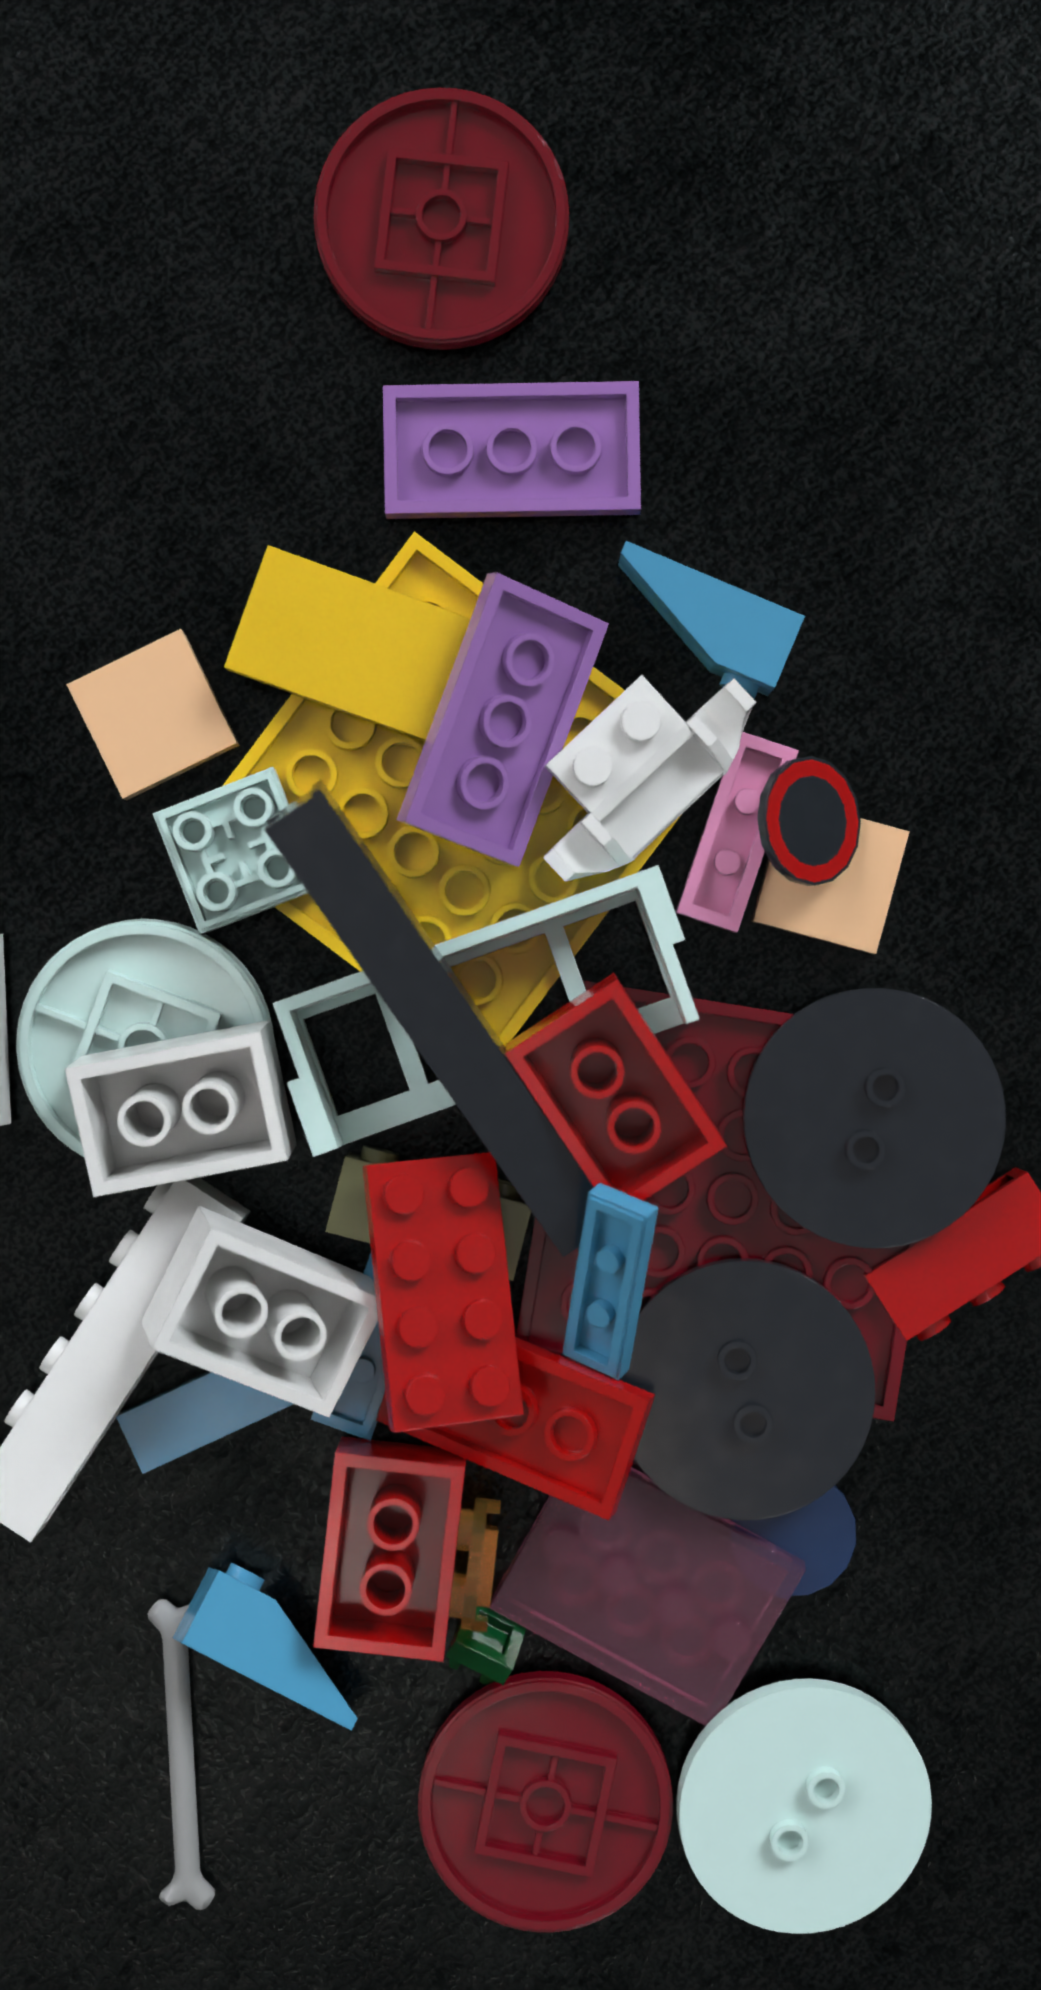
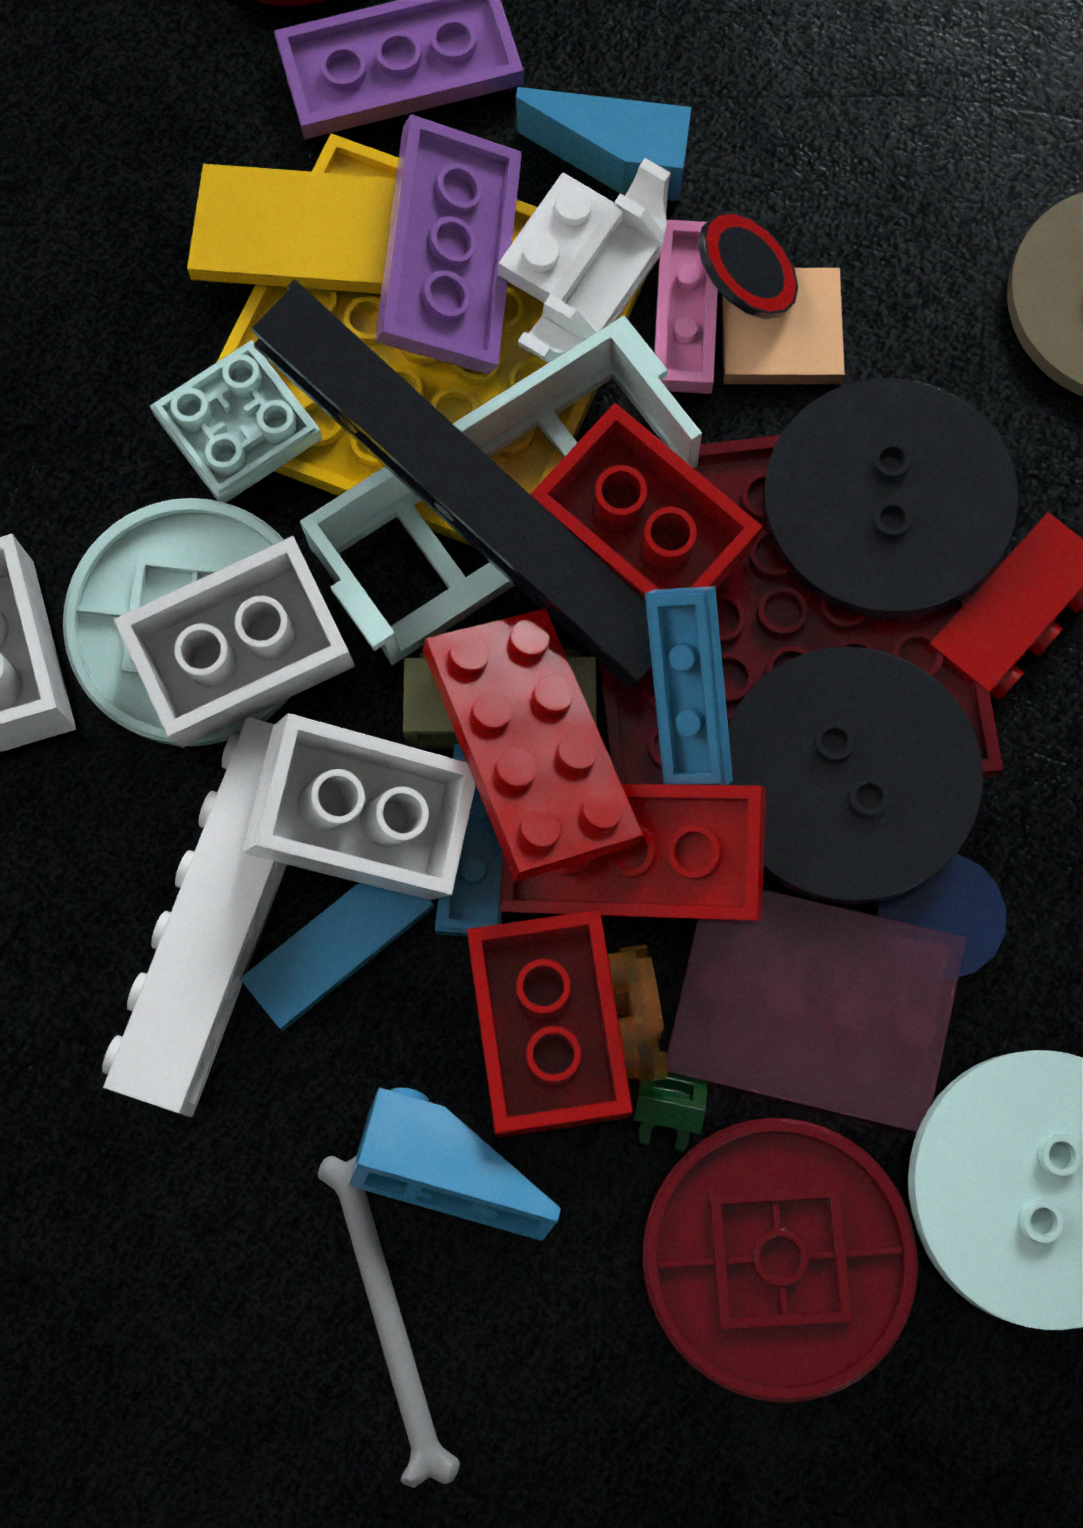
camera: 20 degrees left, 15 degrees down
(153, 714) = (133, 343): light nougat tile -> none

